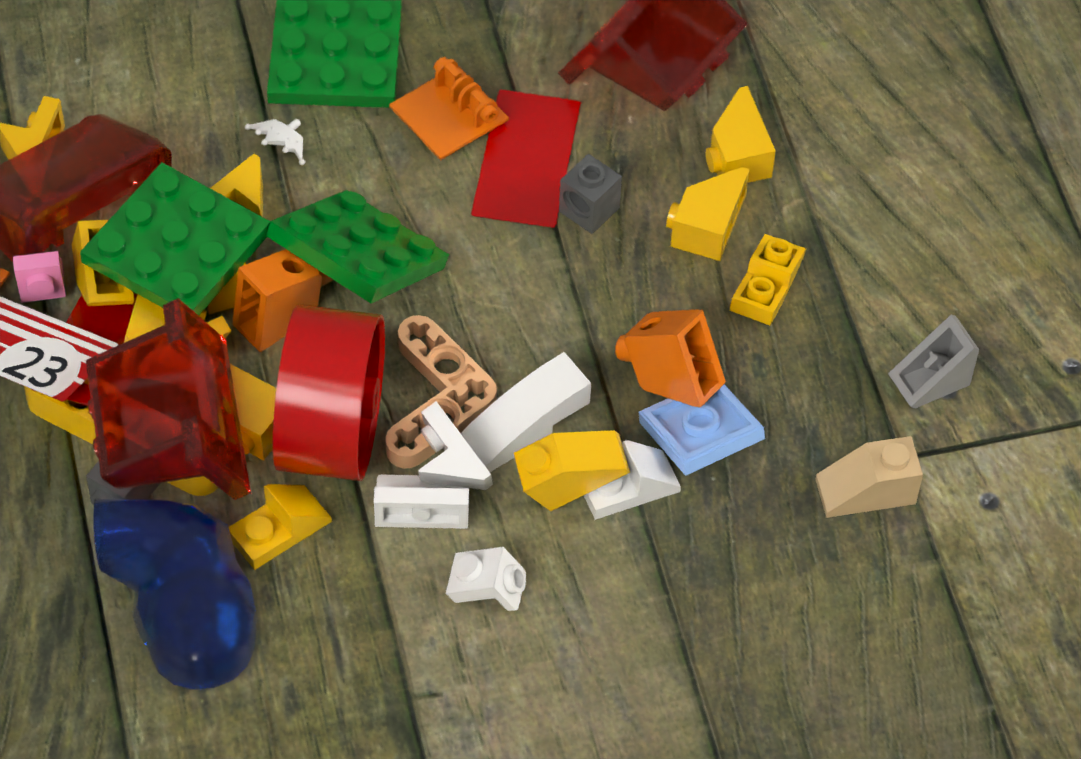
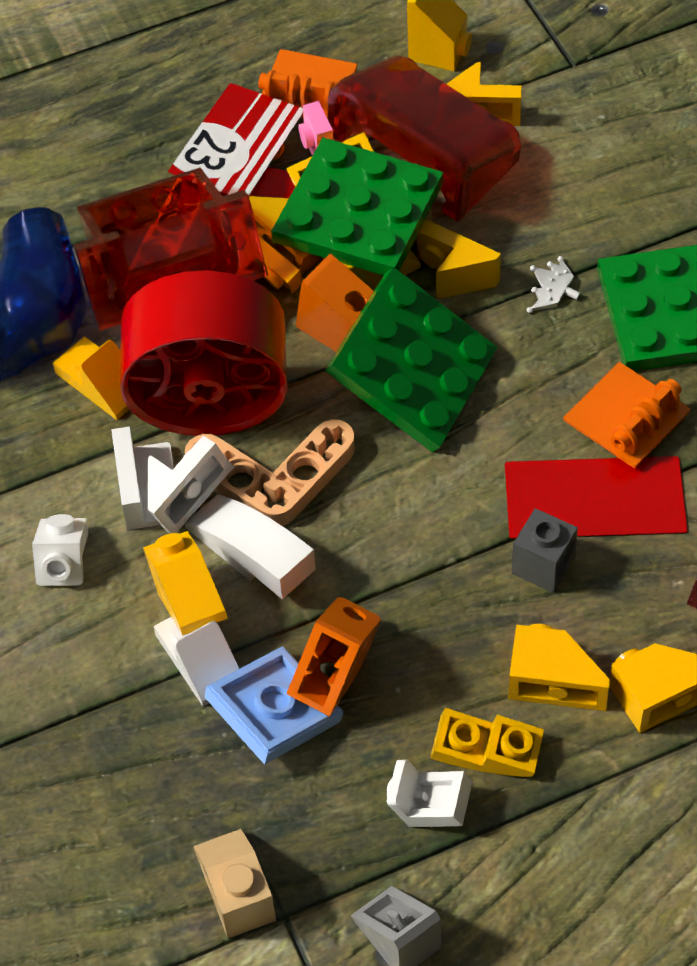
camera: 85 degrees right, 0 degrees up
(818, 322) = (428, 797): none -> white bracket

